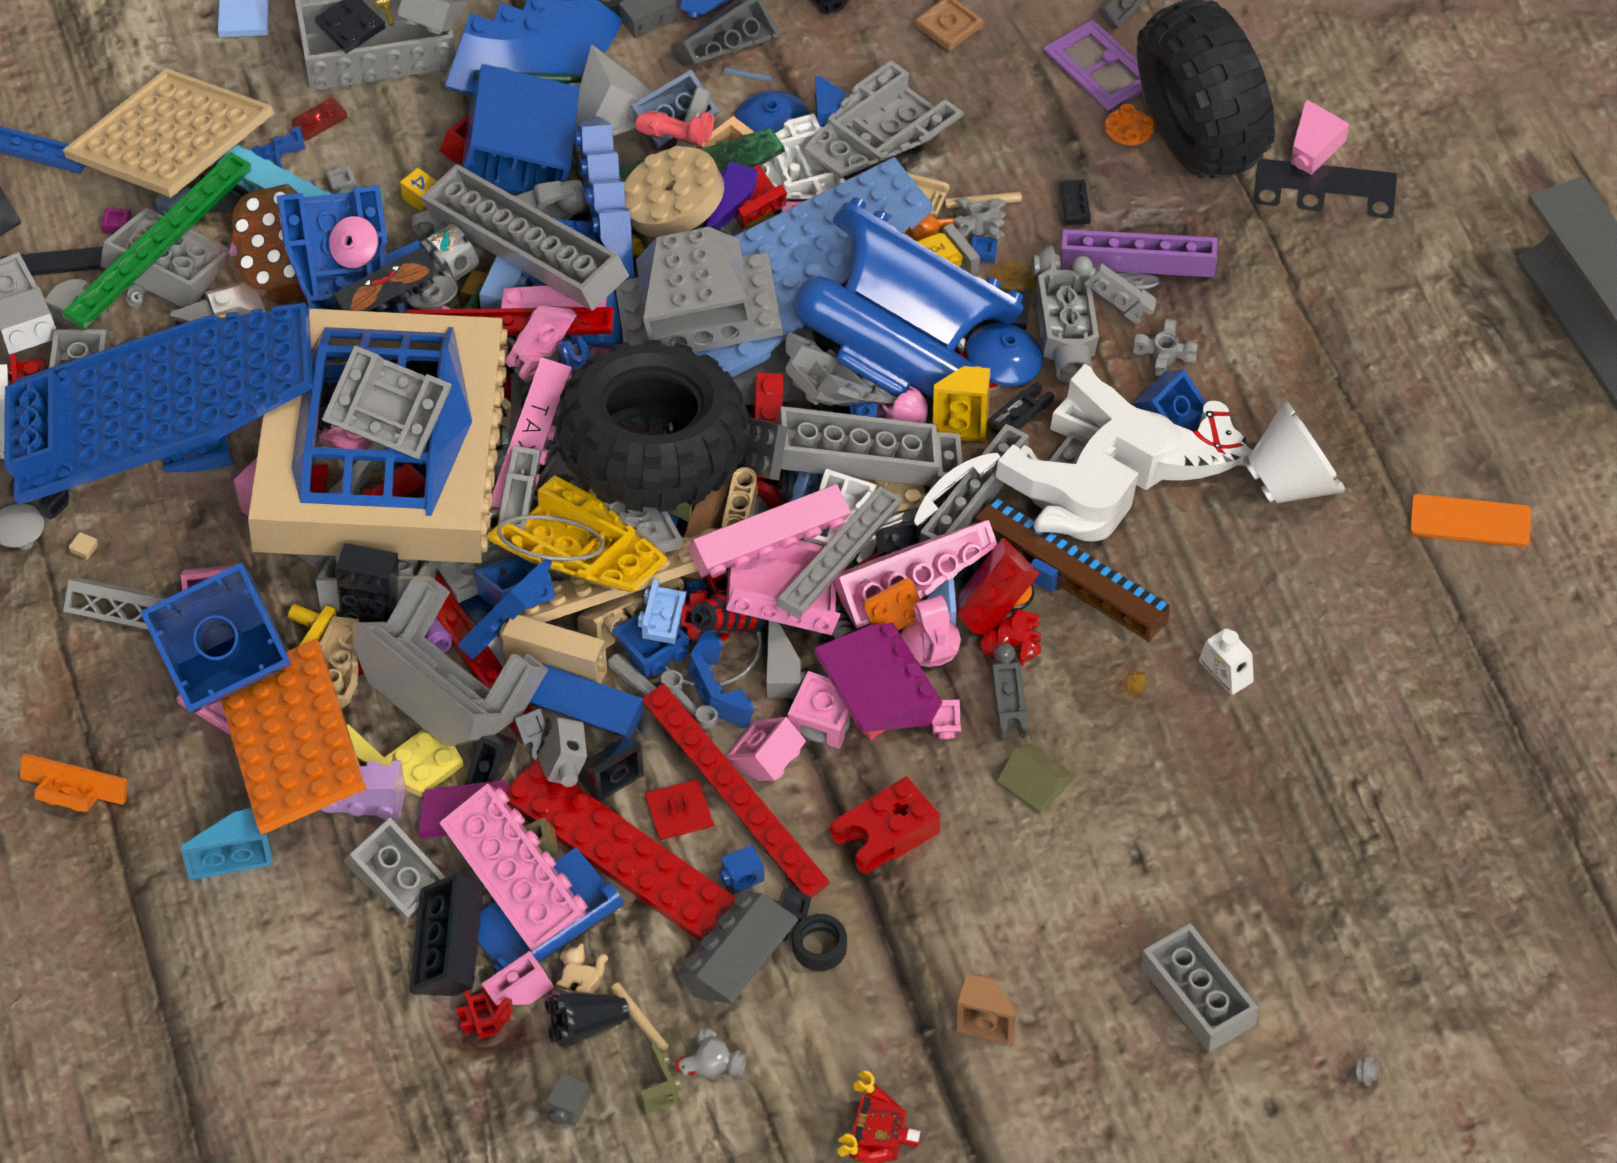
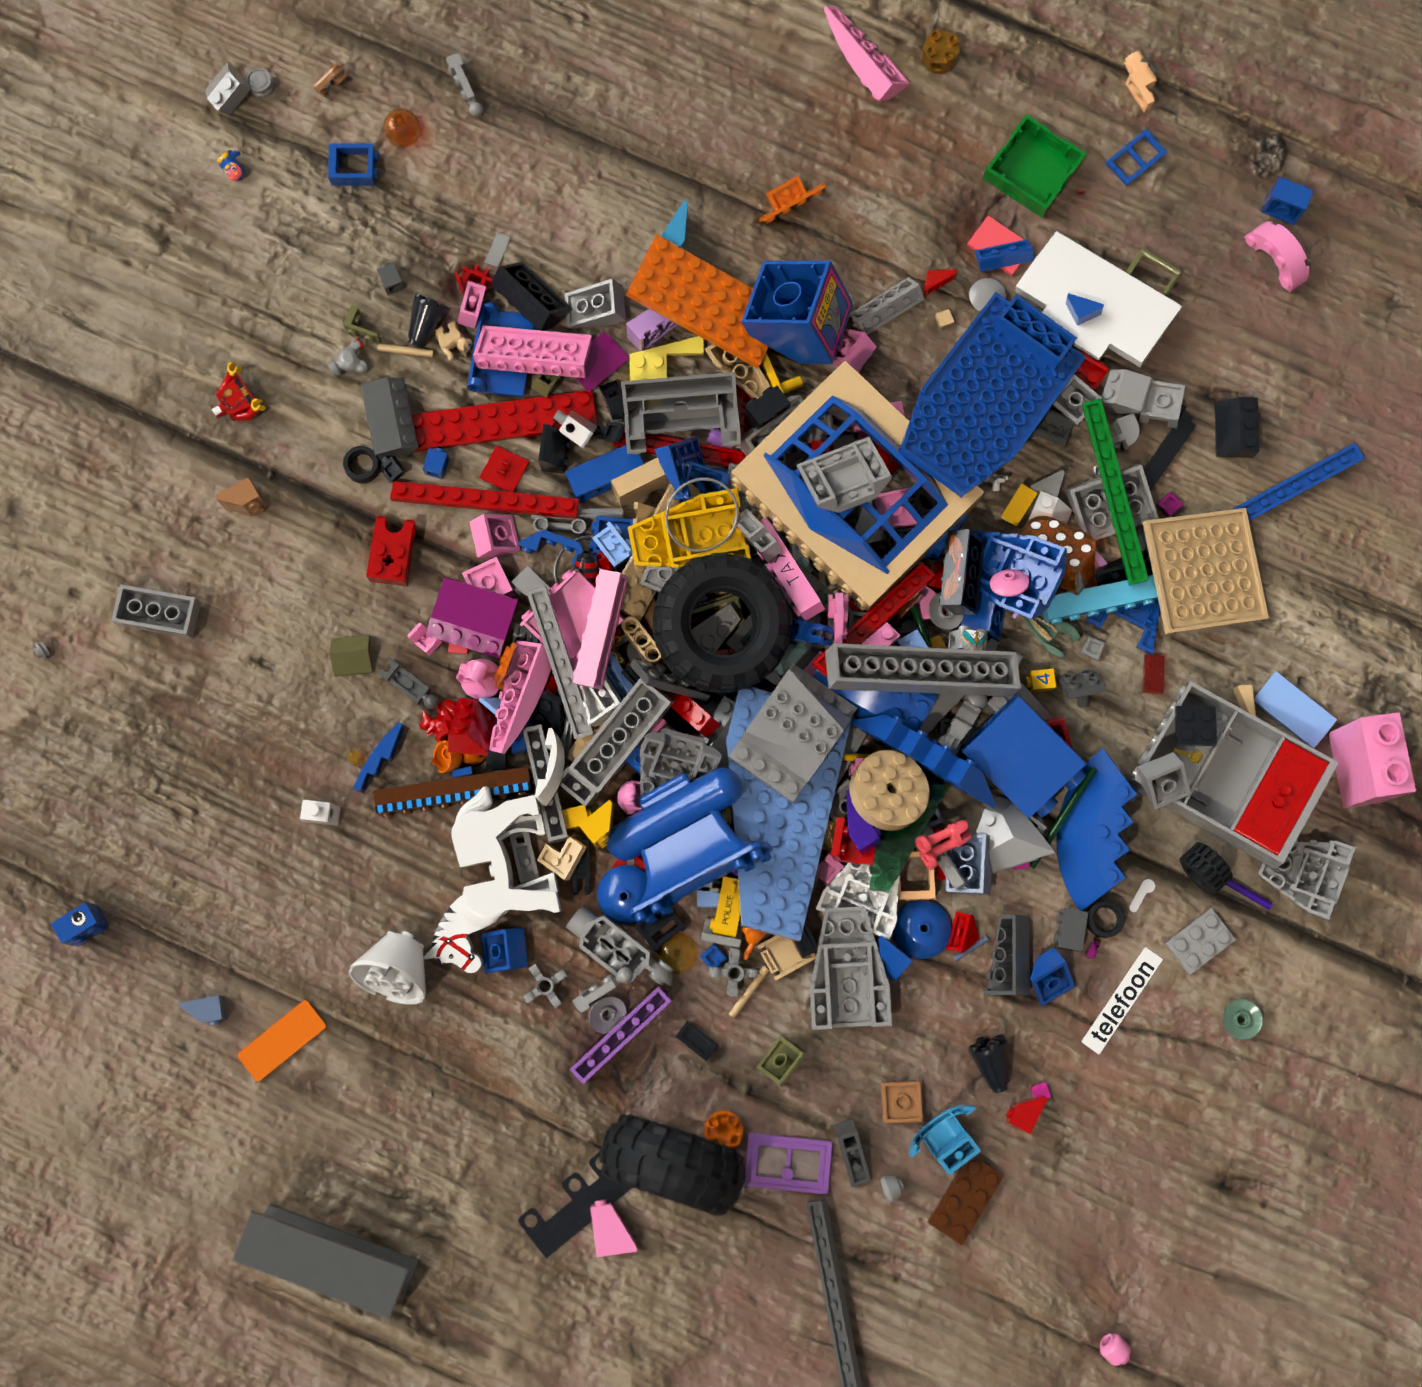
camera: 130 degrees right, 25 degrees up
(42, 579) = (937, 279): none -> red slope
(275, 30) = (1245, 698): none -> tan slope
(392, 151) = (1081, 685): none -> dark grey plate
(419, 1031) = (497, 249): none -> light grey sticker
(742, 85) = (963, 933): none -> red slope
(974, 442) = (575, 816): none -> yellow brick
(1017, 123) = (781, 1061): none -> olive slope
(1033, 25) = (852, 1152): none -> dark grey slope
(1034, 417) = (564, 861): none -> tan plate
(1046, 596) = (445, 760): none -> orange hair
(1103, 660) = (384, 751): none -> blue slope
(1520, 599) = (206, 1010): none -> sand blue slope
(1579, 765) = (80, 924): none -> blue brick

